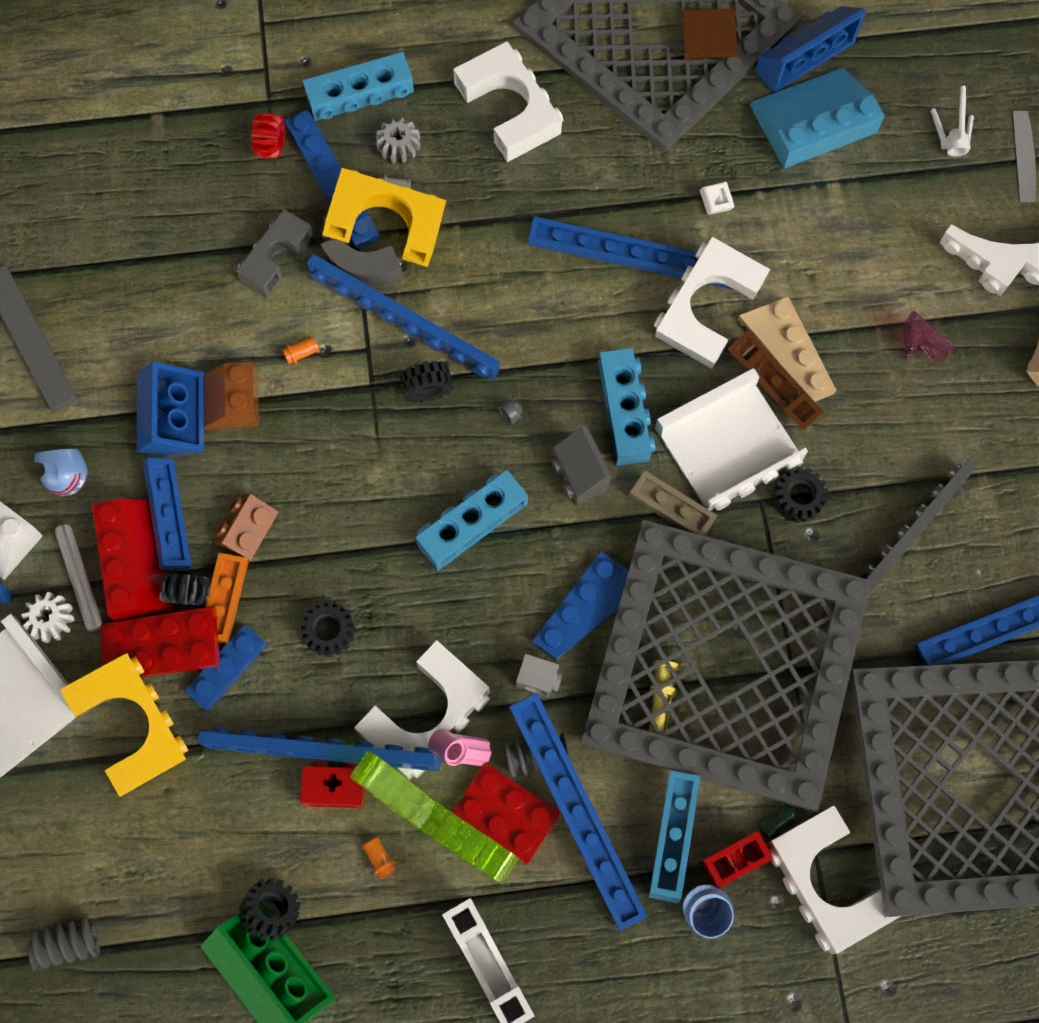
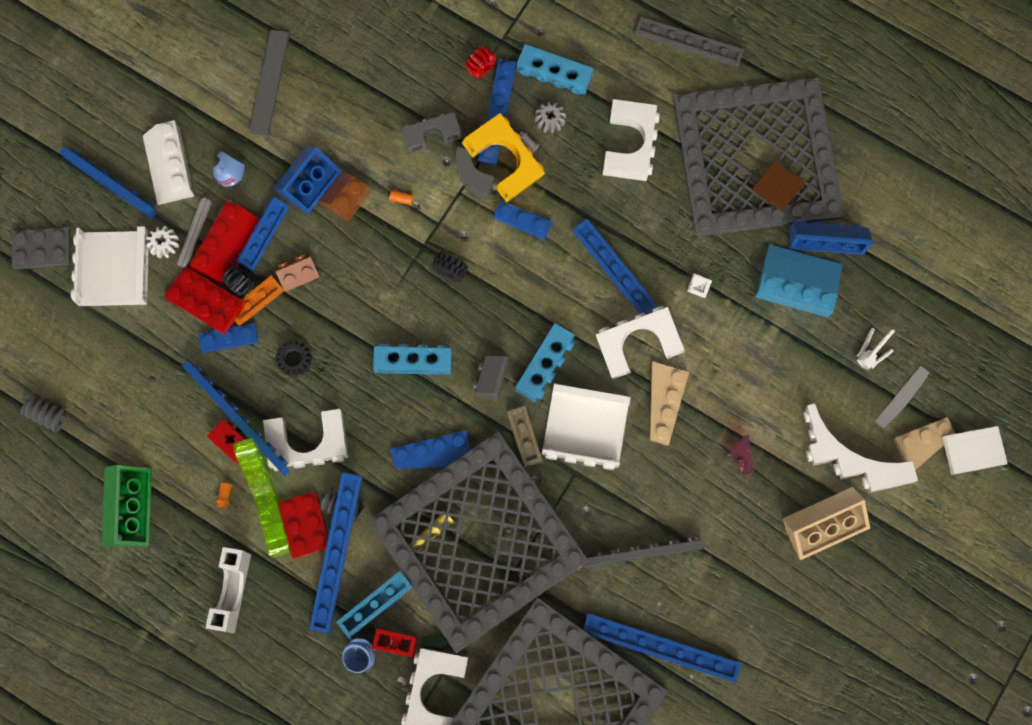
camera: 40 degrees right, 5 degrees up
(122, 680) = (171, 306): yellow arch -> none
(261, 923) = (158, 468): black tyre -> none
(411, 322) = (470, 228): blue plate -> none
(459, 748) = (303, 472): bright pink piece -> none
(462, 273) = (522, 220): none -> blue plate
(511, 411) = (483, 317): dark grey hinge -> none
(538, 676) = (377, 469): light grey brick -> none
(776, 380) = (639, 413): reddish brown slope -> none
(808, 480) = (589, 493): black tyre -> none

